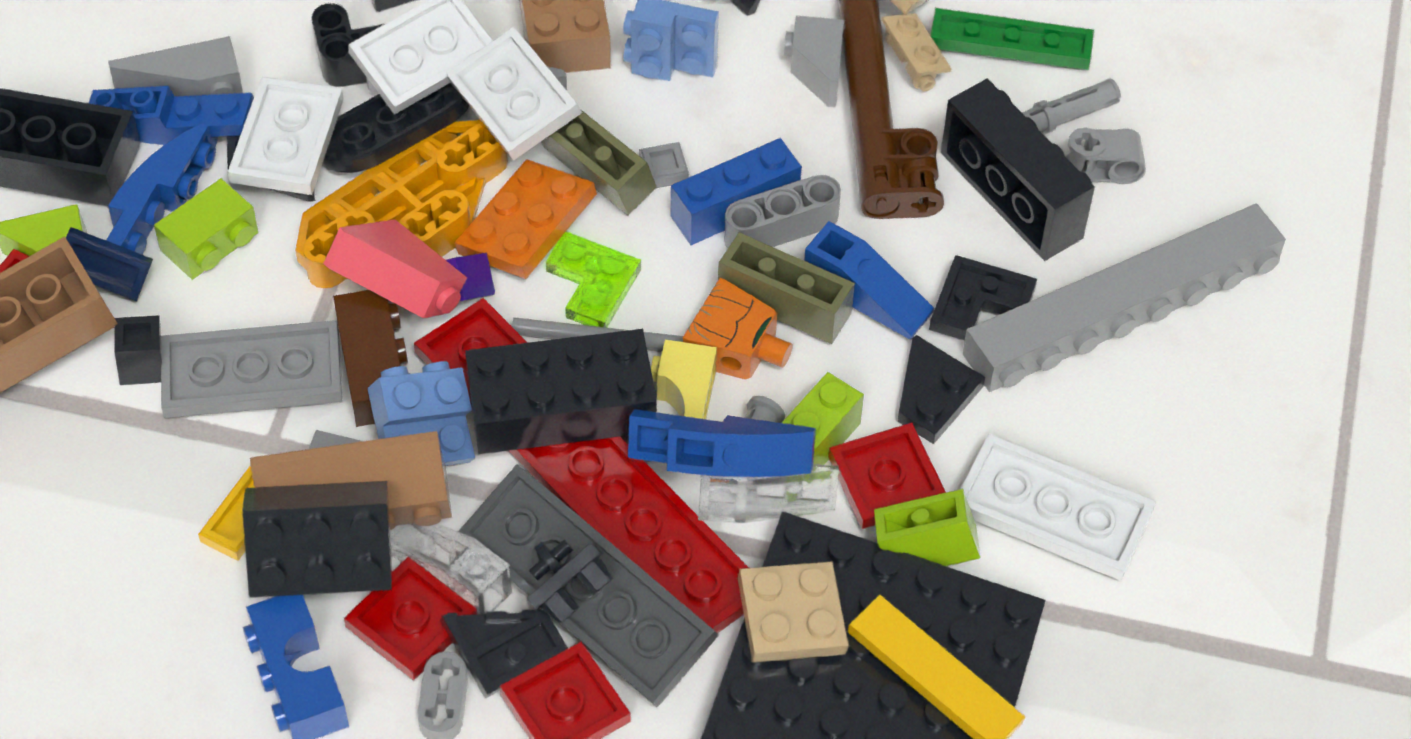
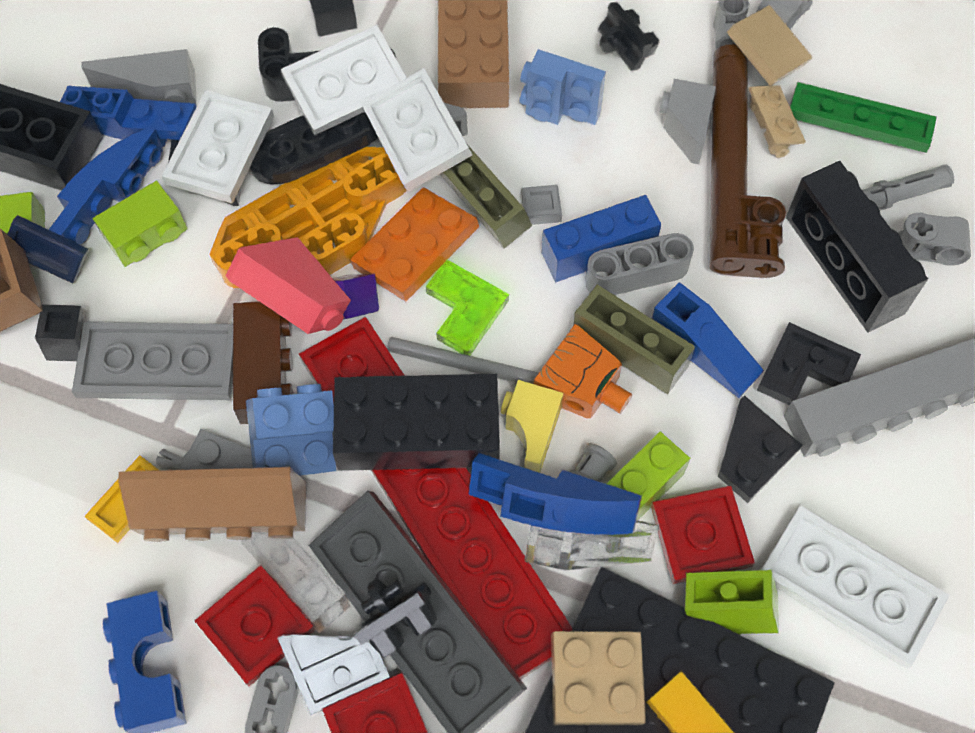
camera: 10 degrees right, 10 degrees up
(317, 539) = (173, 550): black brick -> none

